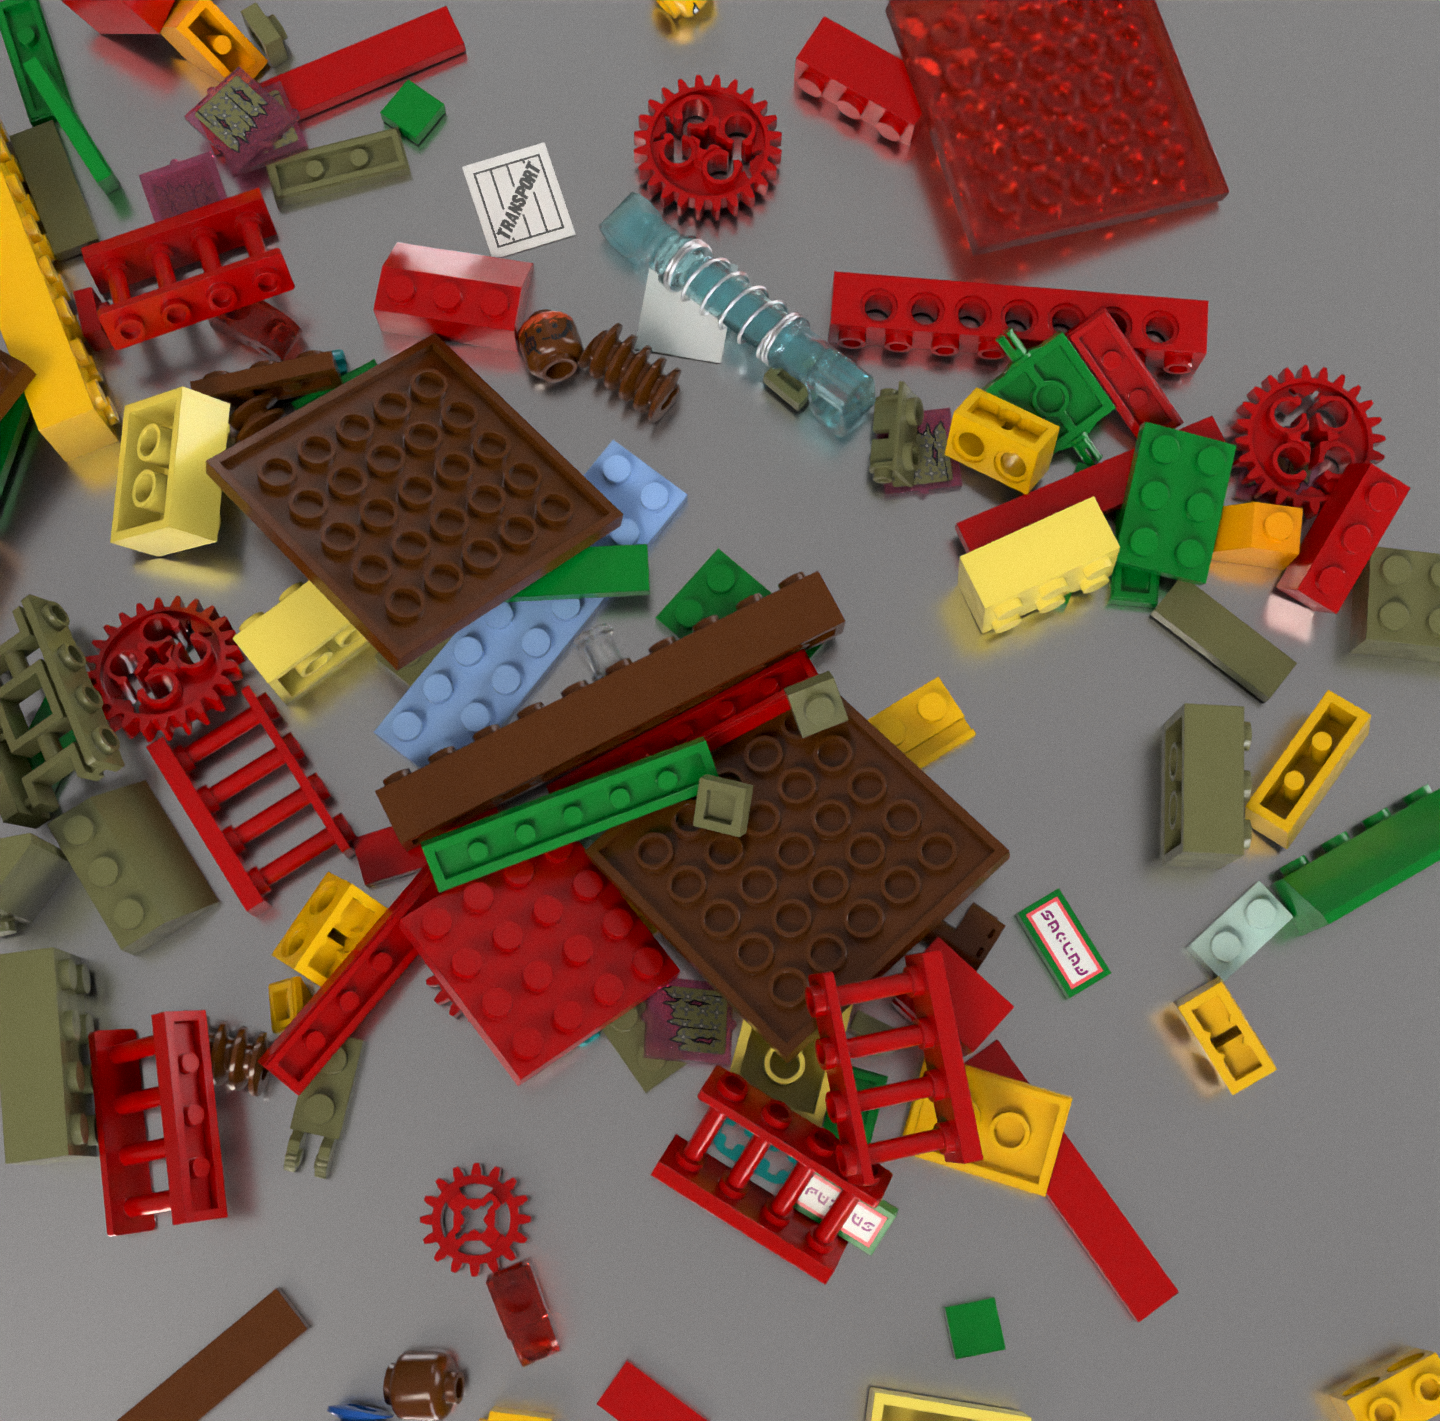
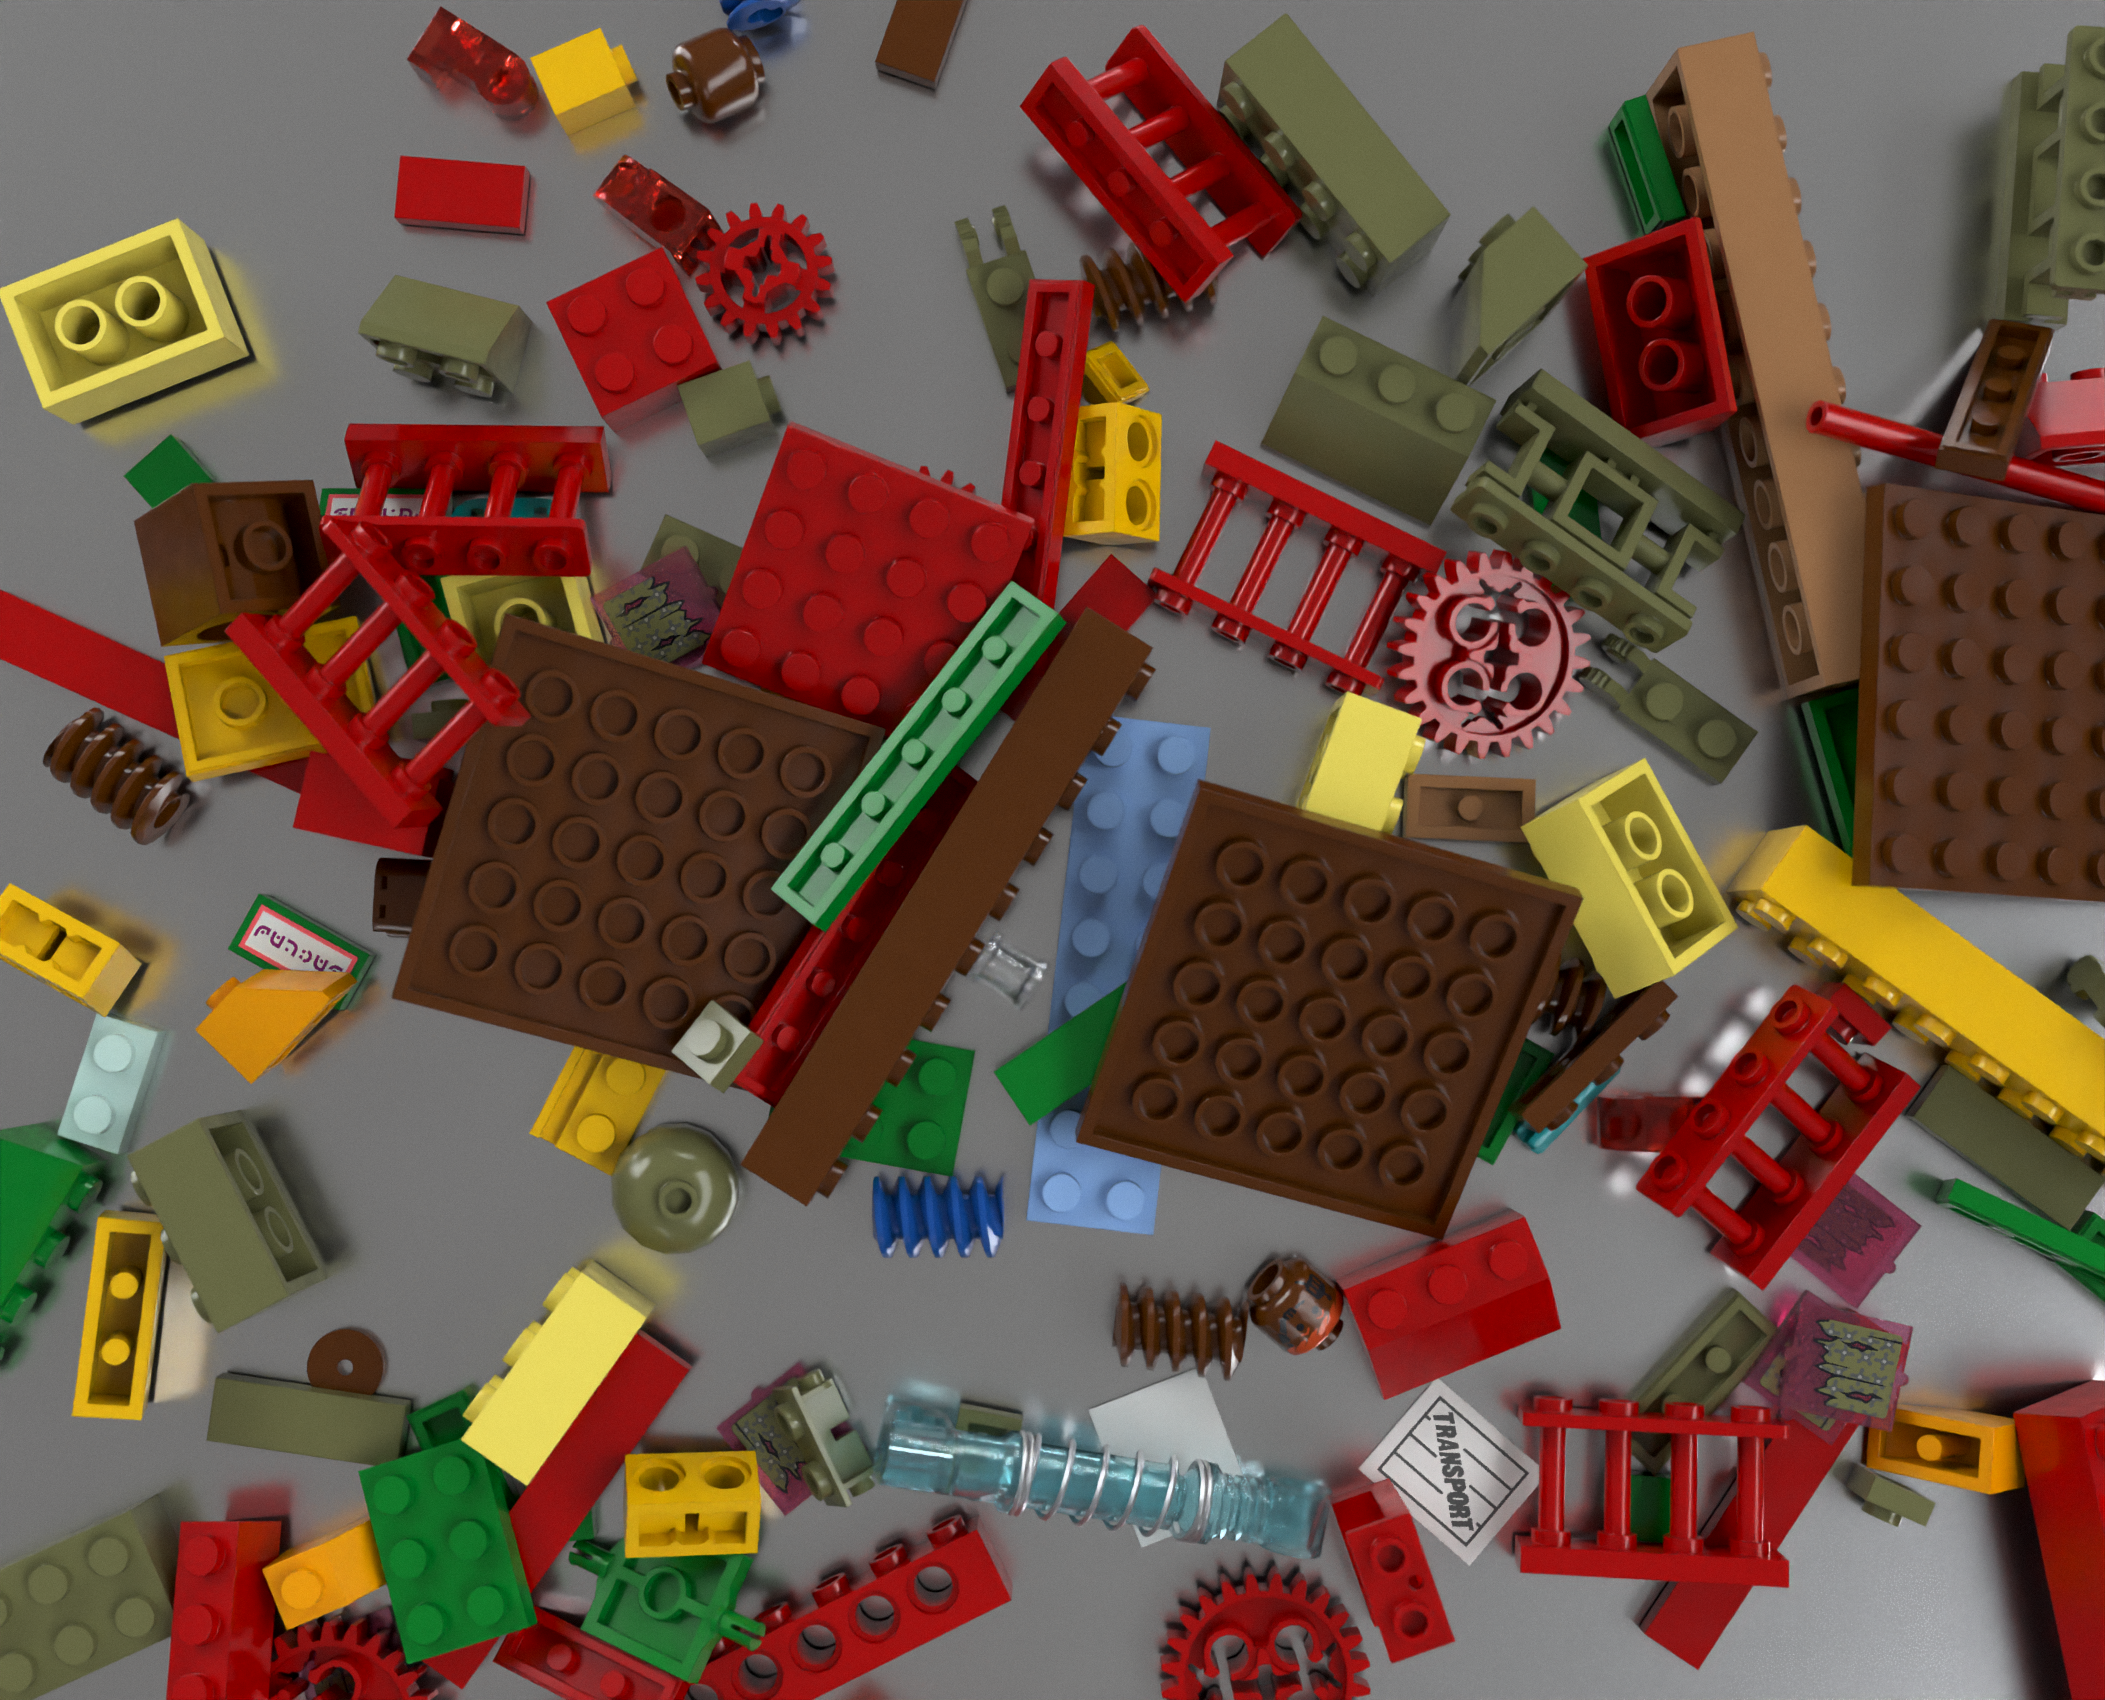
camera: 155 degrees right, 10 degrees up
(73, 567) = (1671, 712): none -> olive hinge
(238, 578) = (1467, 808): none -> medium nougat plate
(409, 68) = (1682, 1553): none -> red fence
(556, 1137) = (730, 408): none -> olive brick
(588, 157) = (1392, 1570): none -> red window
(591, 1224) = (634, 338): none -> red brick
(717, 1308) = (448, 334): none -> olive slope
(723, 805) = (751, 863): olive plate -> none
(740, 526) = (938, 1217): none -> blue piece
(900, 642) = (675, 1188): none -> olive cylinder
(955, 1222) = (229, 553): none -> reddish brown brick
(1103, 907) = (269, 1015): none -> light orange slope
(1122, 1134) = (115, 777): none -> reddish brown piece
(1170, 671) = (358, 1348): none -> reddish brown wheel

